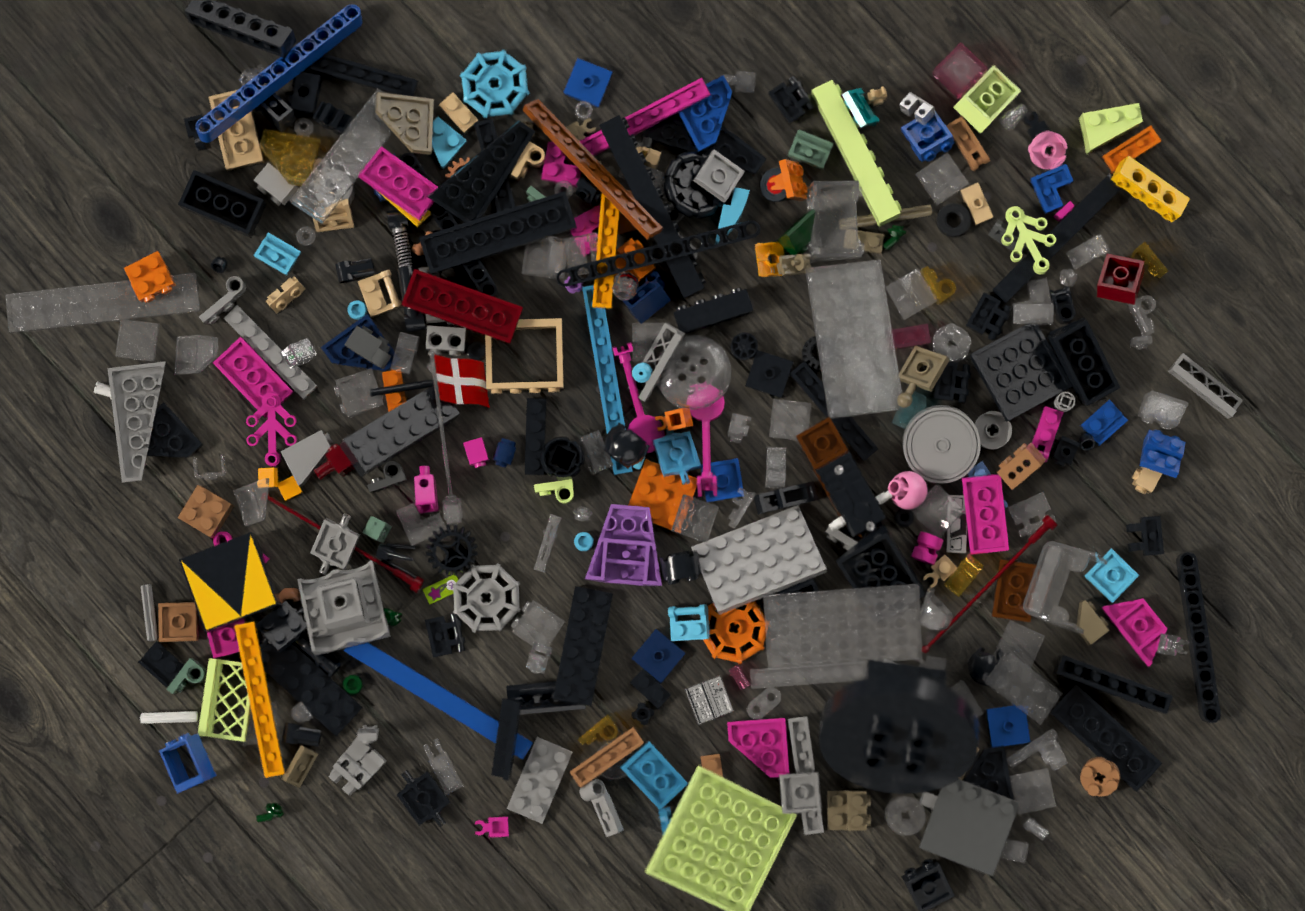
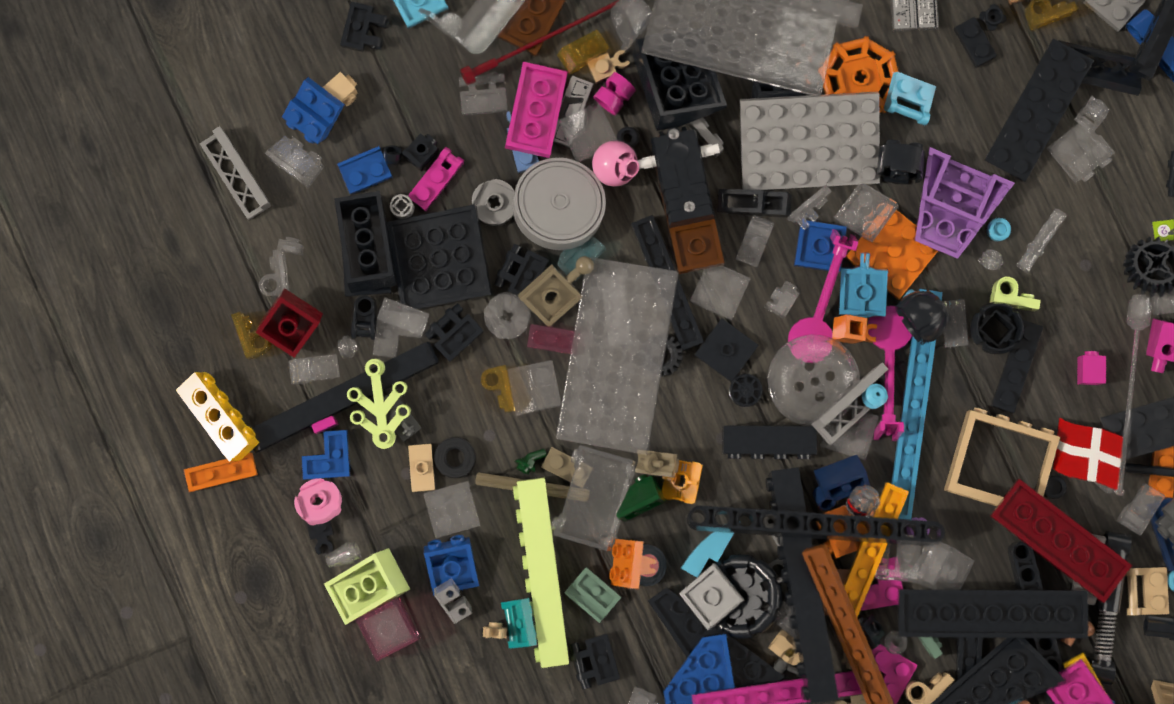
camera: 160 degrees left, 0 degrees up
(447, 335) = (1085, 515): light grey brick -> none
(497, 597) = (1125, 214): light grey plate -> none
(504, 453) = (1059, 358): dark blue brick -> none
(658, 655) = (954, 75): dark blue plate -> none
(739, 677) = (872, 22): clear pink pin -> none
(967, 143) = (408, 542): medium nougat plate -> none
(1023, 464) = (478, 148): medium nougat piece -> none
(1107, 124) = (238, 508): yellowish green wedge -> none

